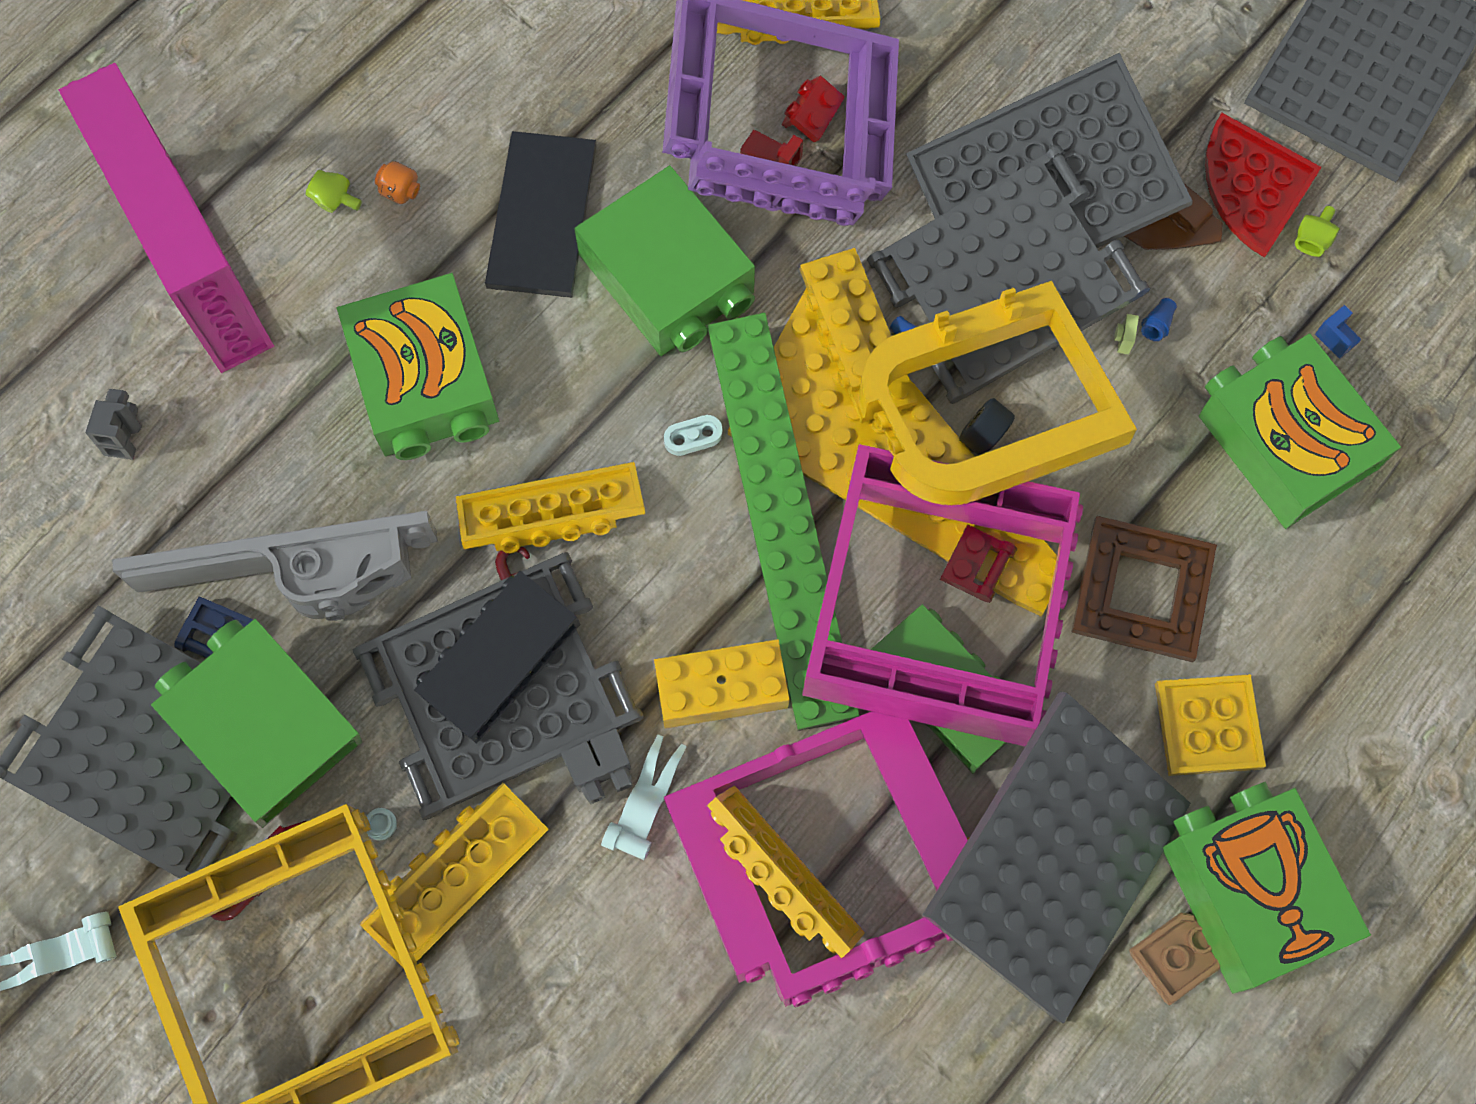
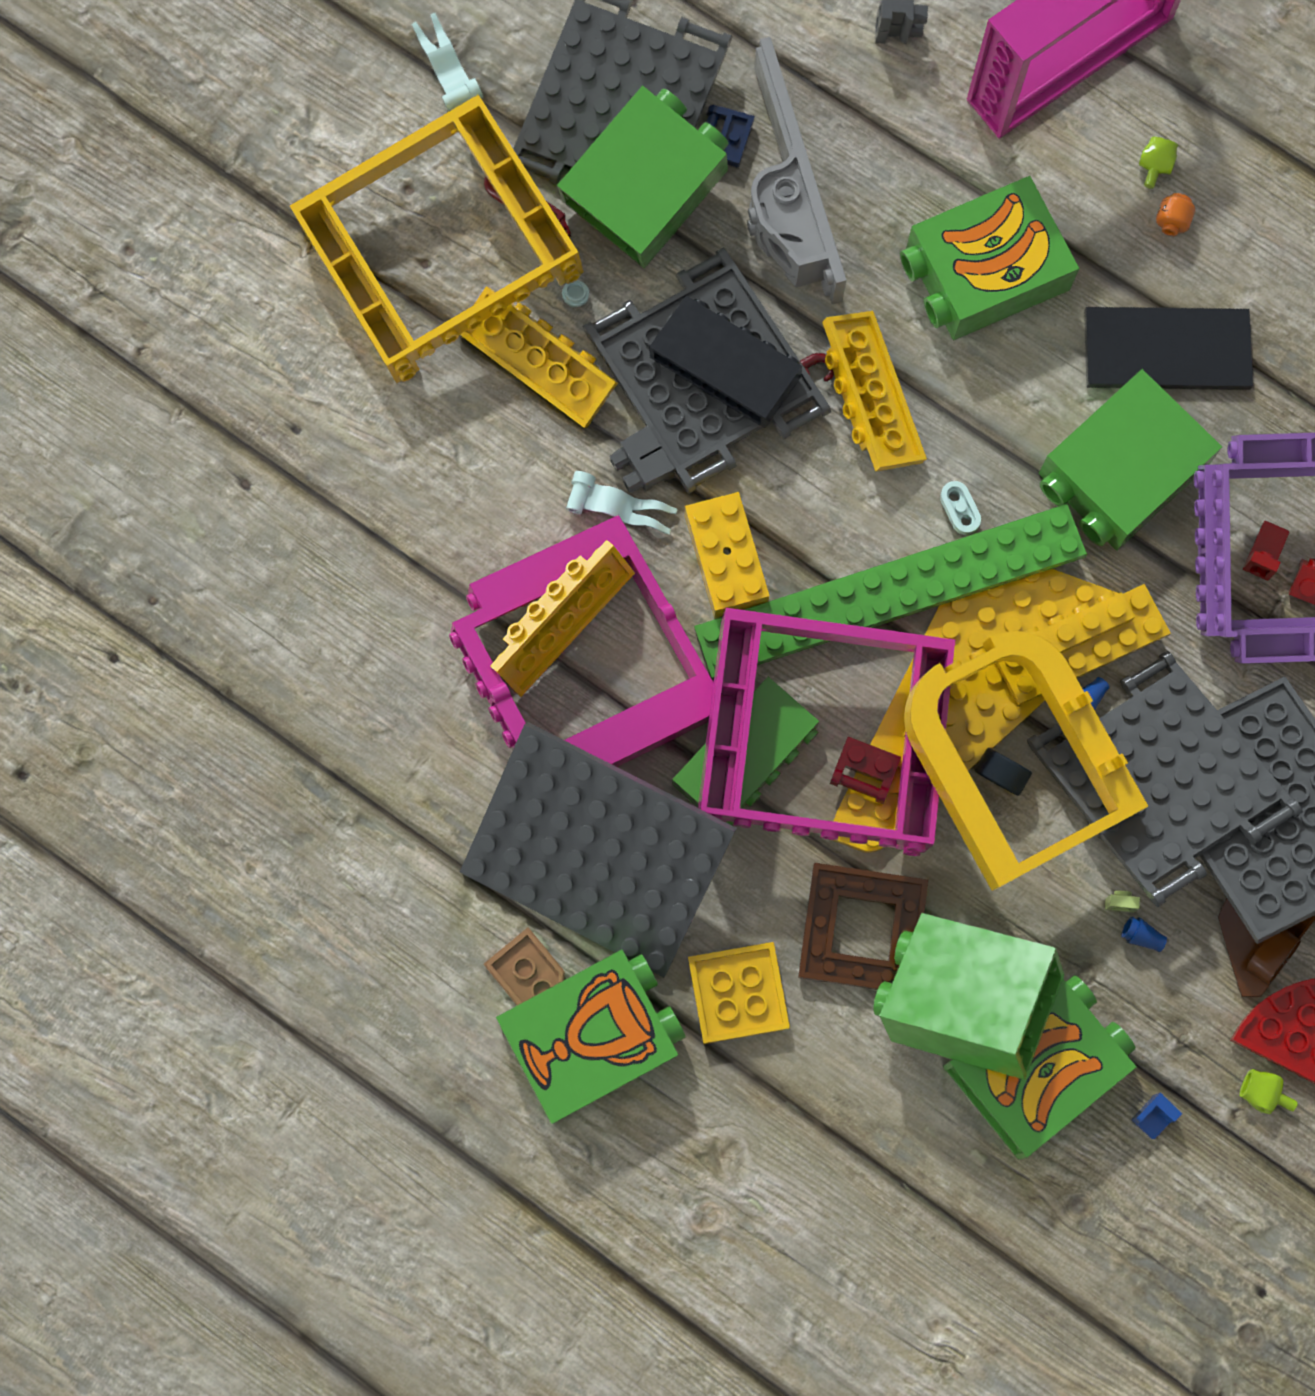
camera: 85 degrees right, 5 degrees up
(1239, 478) = (970, 994): none -> bright green brick

